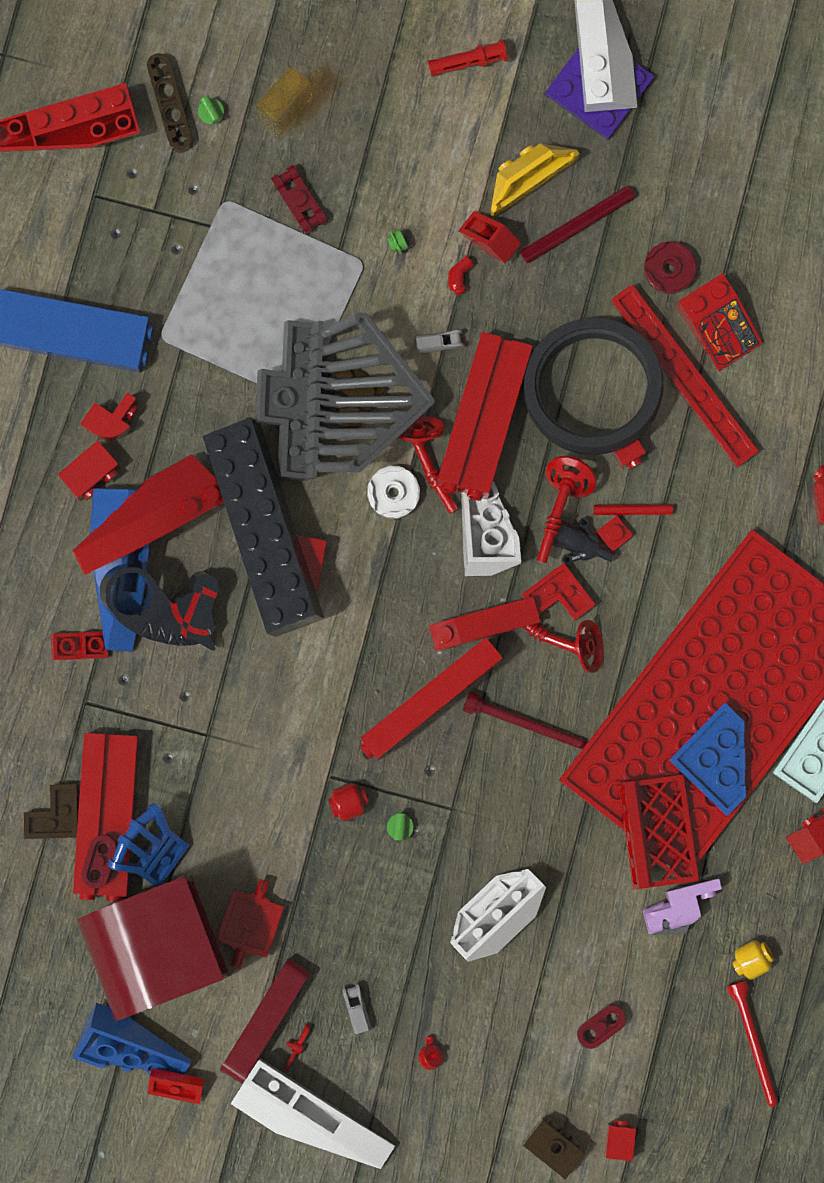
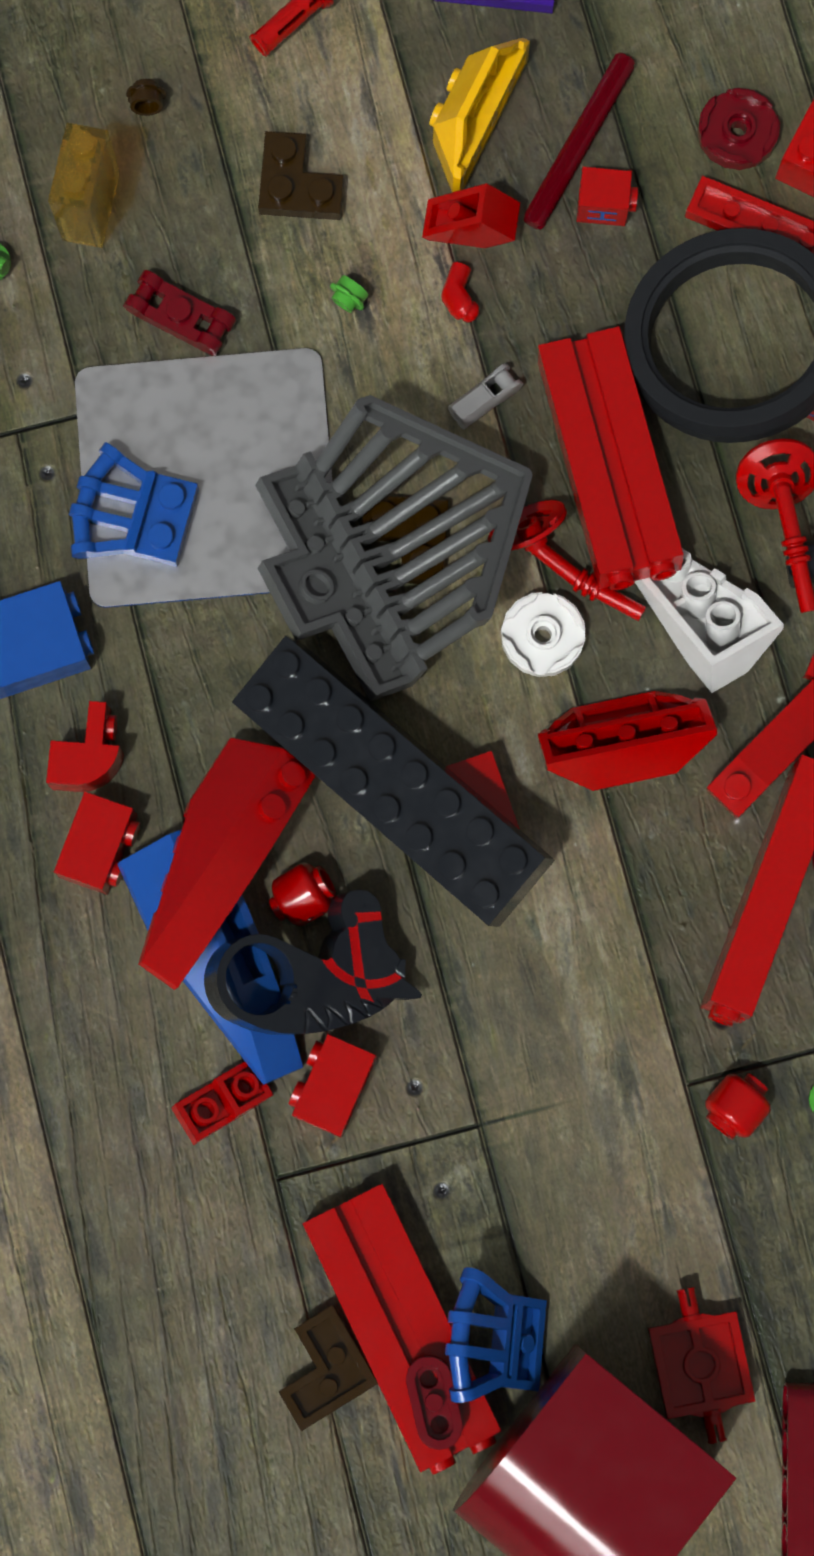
camera: 25 degrees left, 5 degrees down
(141, 670) = (333, 1085): none -> red brick
(182, 560) = (302, 894): none -> red head
(222, 310) = (158, 519): none -> blue plate
(350, 64) = (146, 97): none -> dark brown plate
(399, 159) = (291, 191): none -> dark brown plate
(402, 574) = (627, 739): none -> red wedge
(571, 265) = (606, 196): none -> red brick

